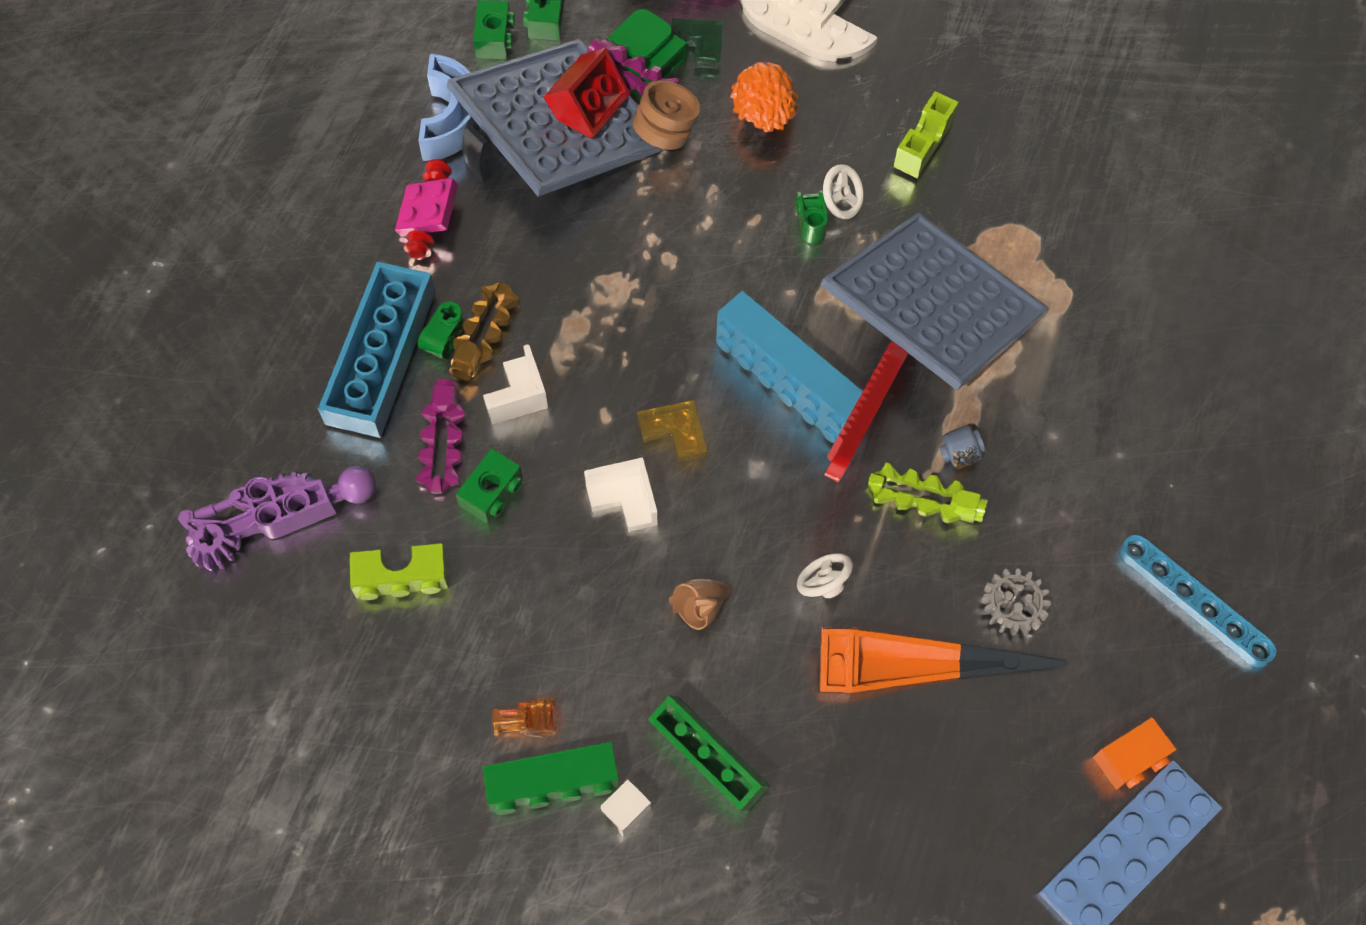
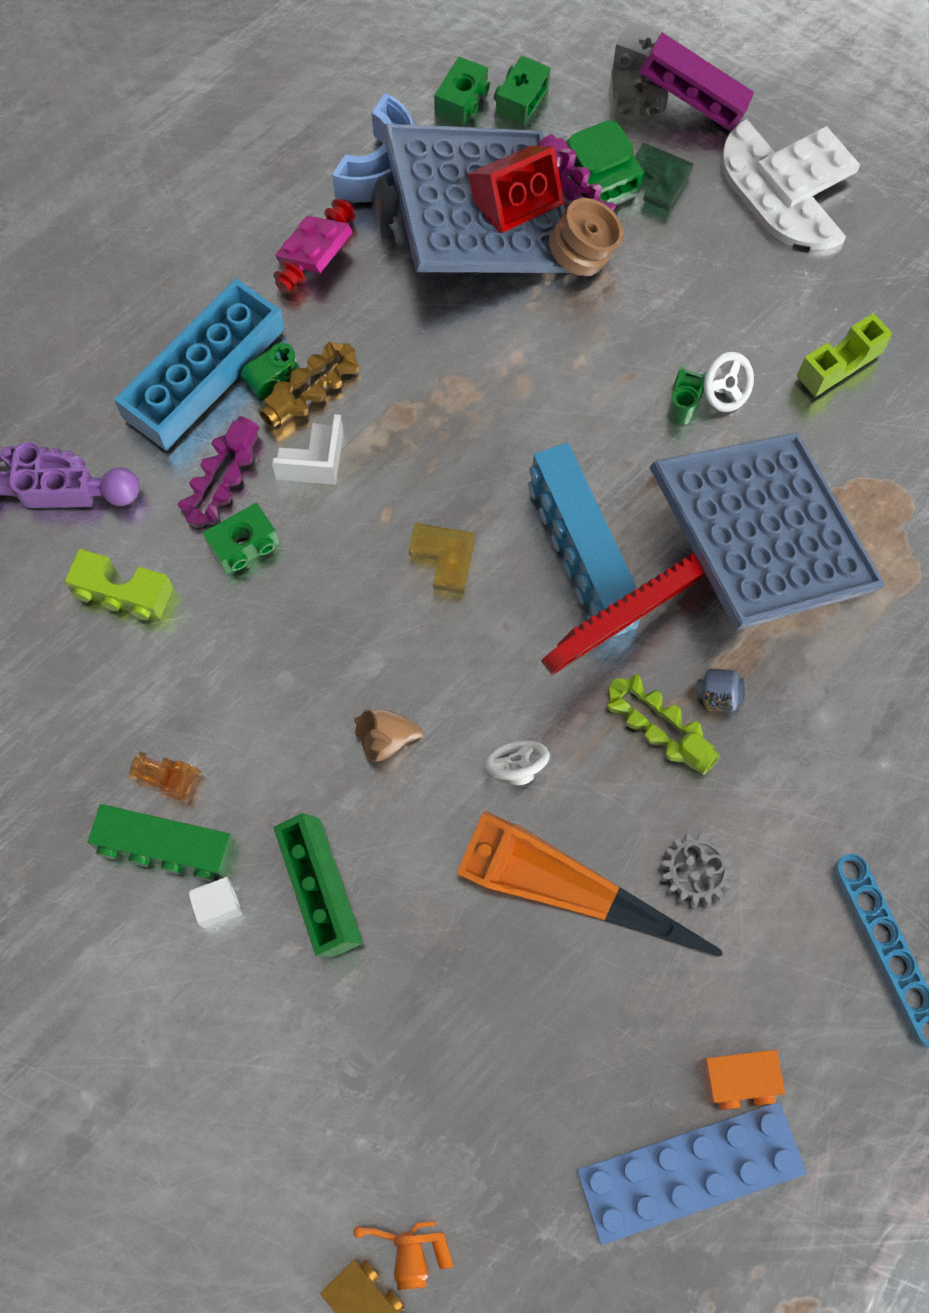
camera: 25 degrees right, 5 degrees up
(625, 486) = (369, 591): white panel -> none
(764, 96) = (695, 255): orange hair -> none

